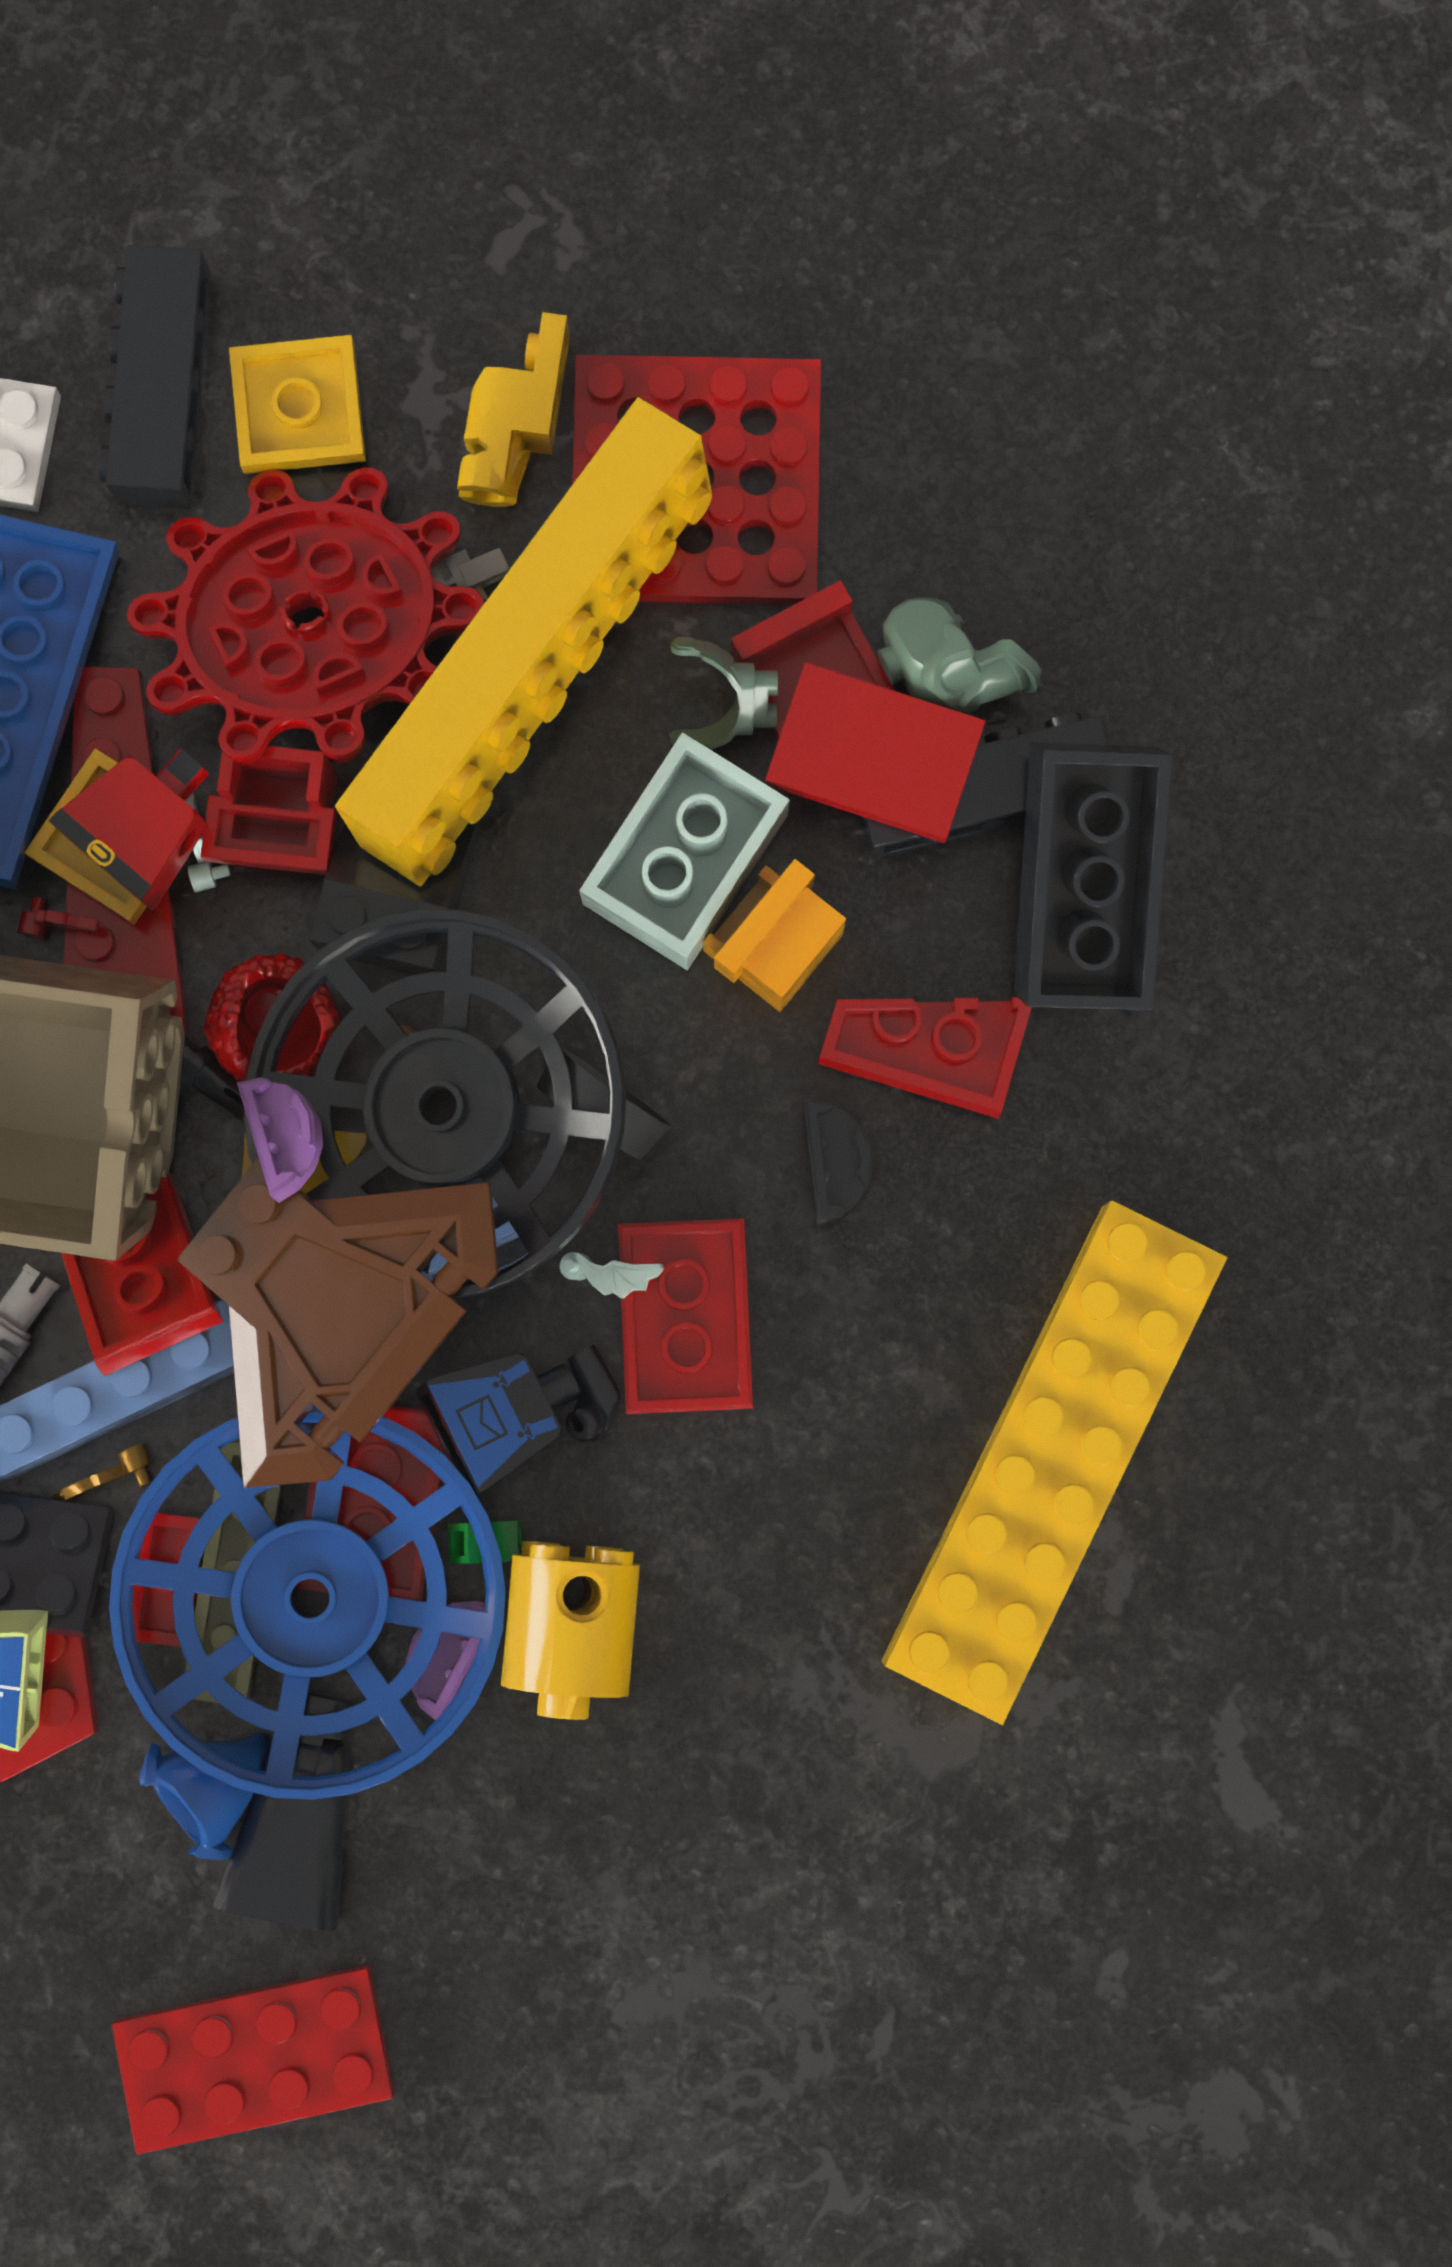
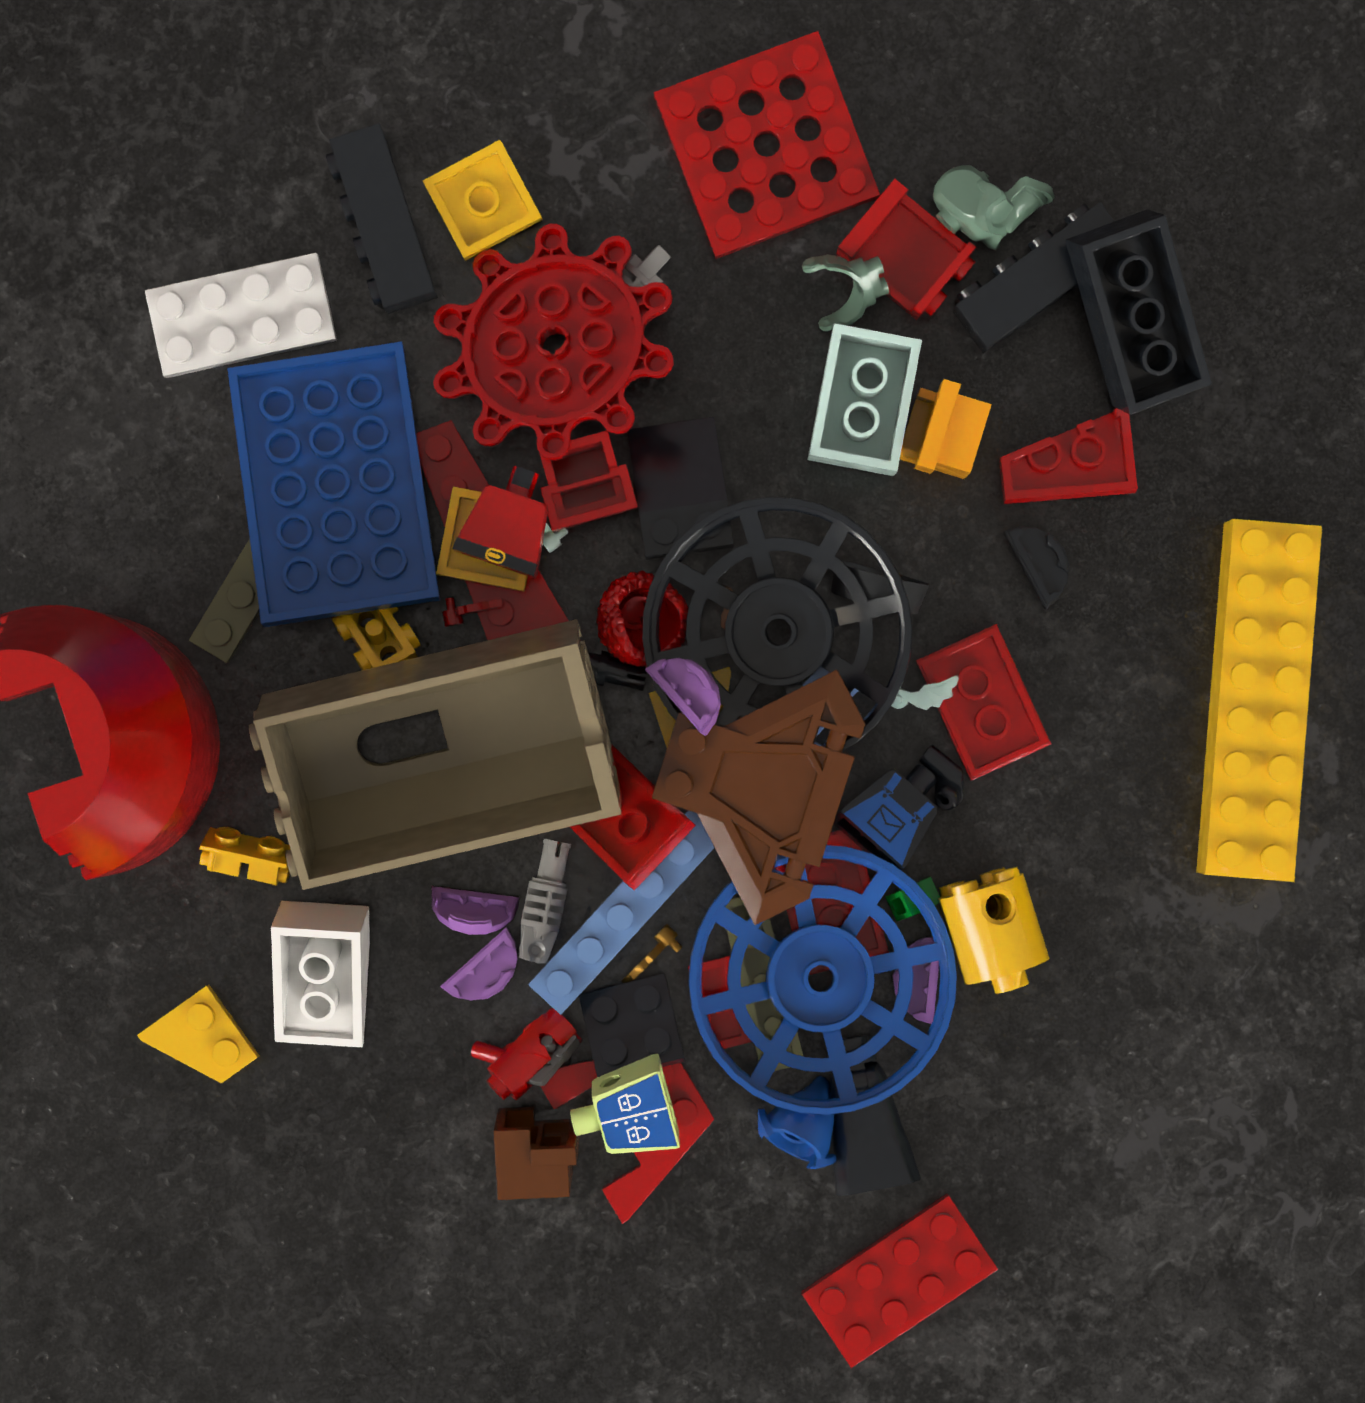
camera: 20 degrees left, 5 degrees up
(513, 416) = (629, 150): yellow plate -> none
(529, 644) = (715, 304): yellow brick -> none
(874, 752) = (964, 285): red tile -> none

